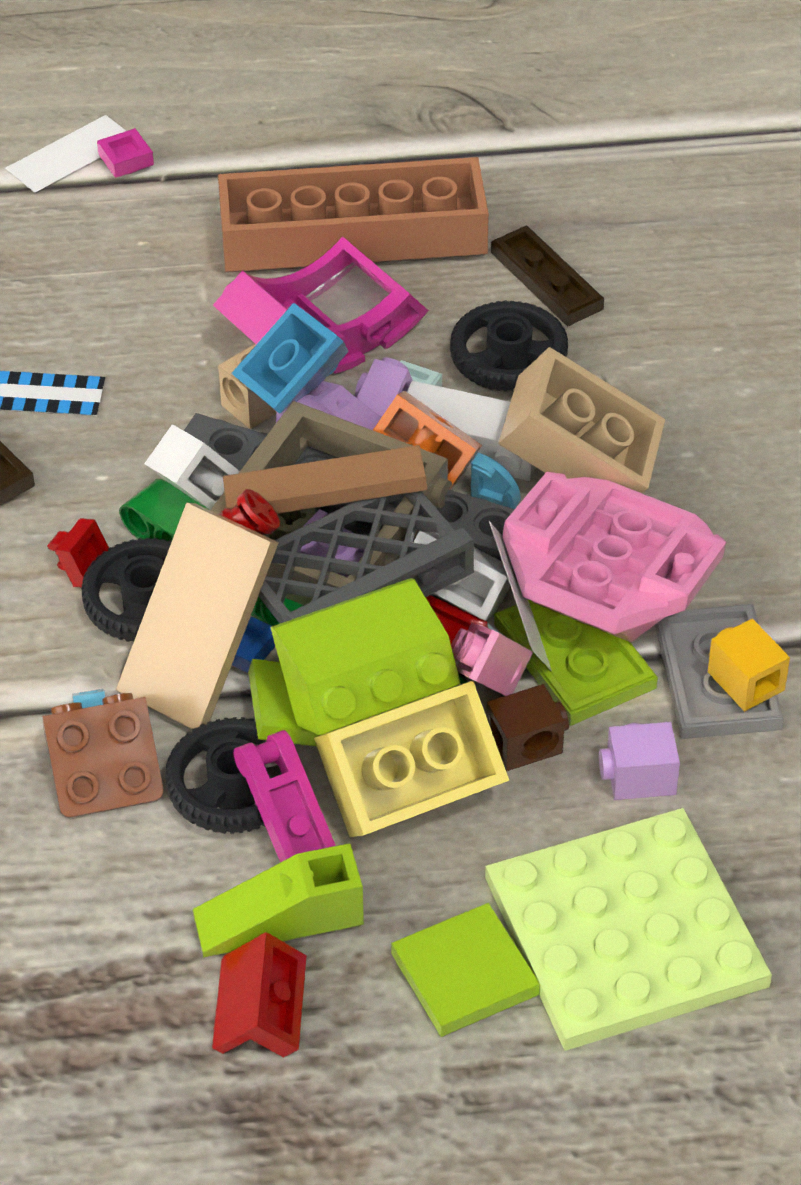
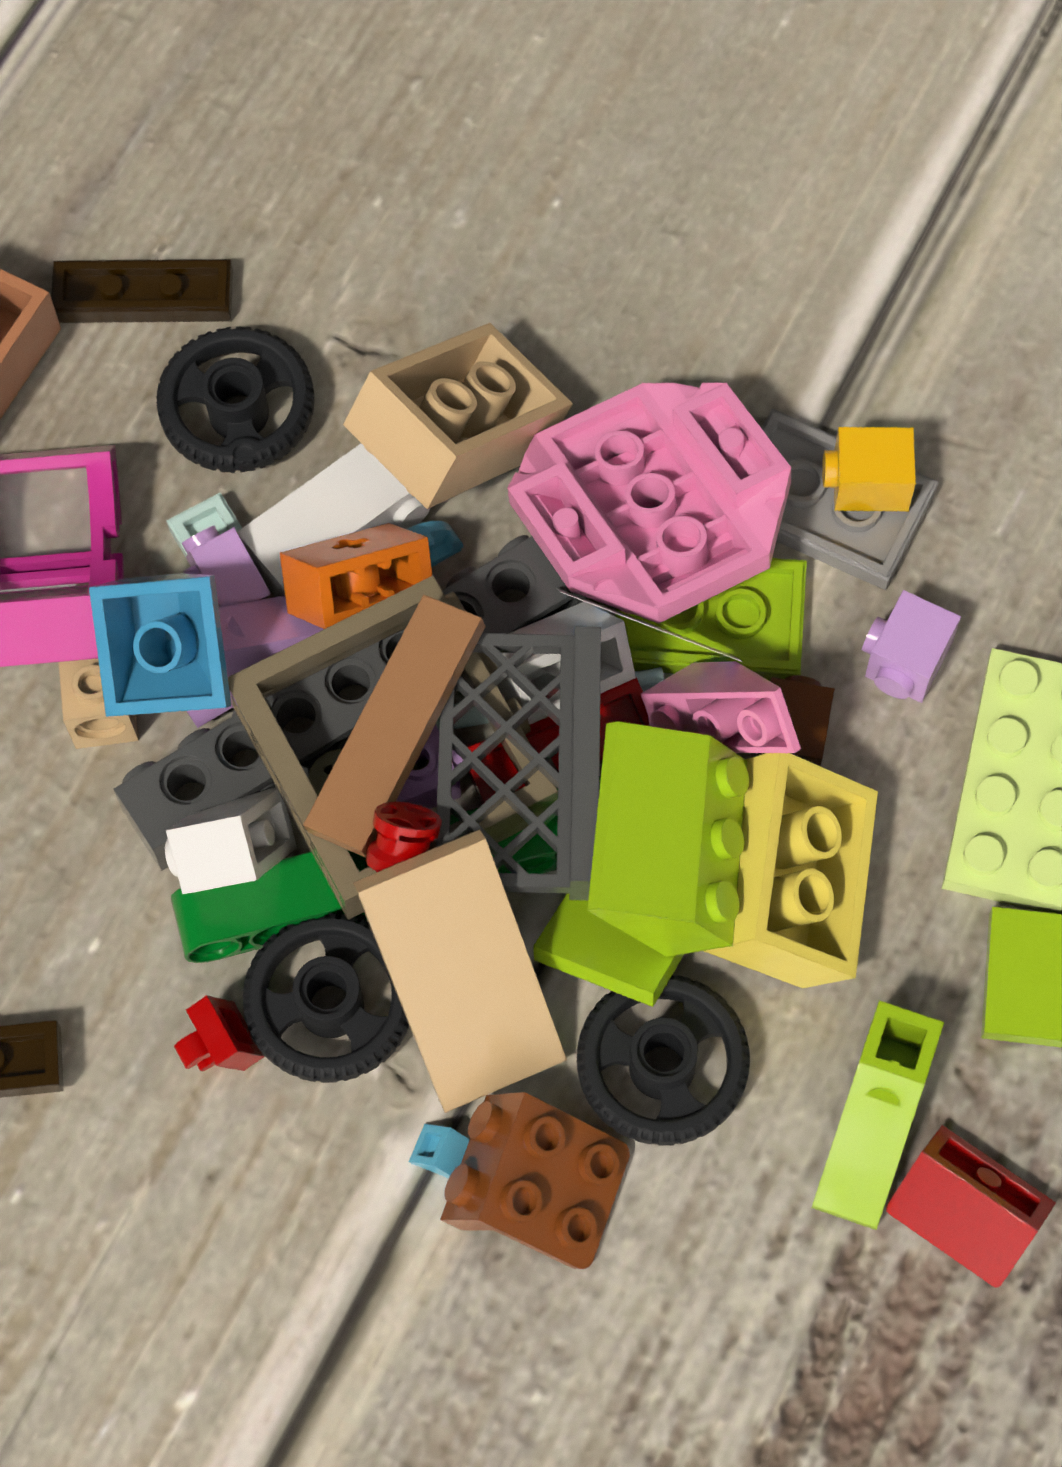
camera: 55 degrees left, 20 degrees up
(285, 800) = (767, 1031): dark pink plate -> none

